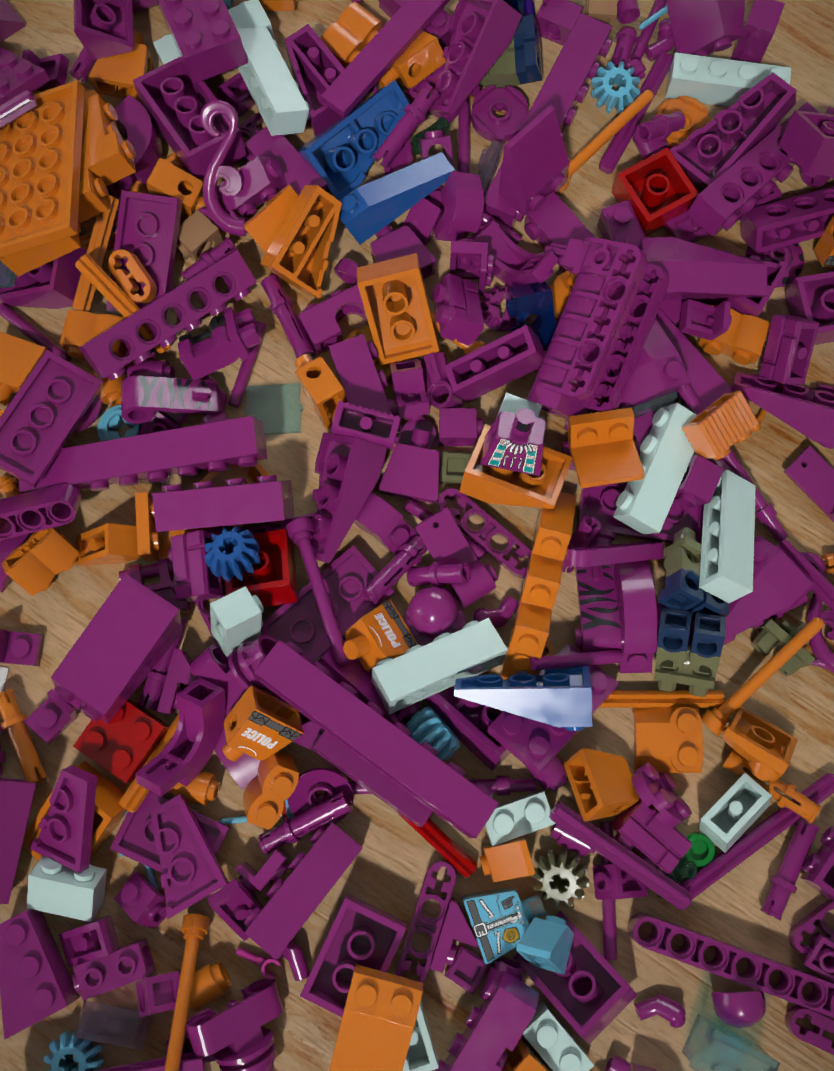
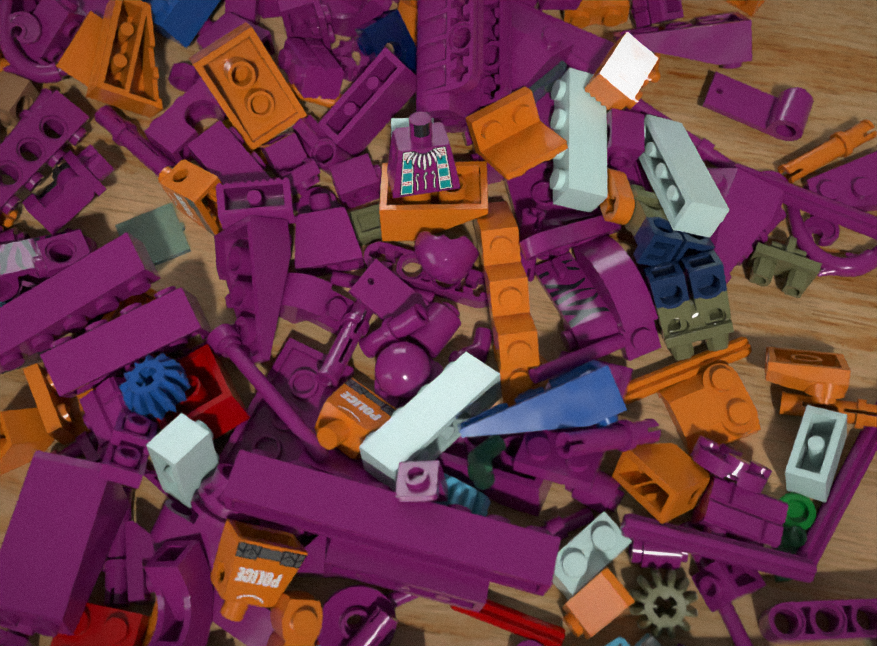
camera: 20 degrees left, 10 degrees down
(194, 600) = (127, 450): none -> magenta slope
(203, 402) = (66, 246): none -> magenta brick
(245, 371) = (108, 210): magenta bar -> none
(408, 718) = (421, 482): none -> bracket
(462, 717) = (480, 461): none -> clear green arm
(503, 530) = (445, 258): none -> magenta hair
(580, 741) = (621, 436): none -> magenta pin
(668, 541) = (620, 201): none -> orange beam
(717, 718) = (751, 365): orange piece -> none

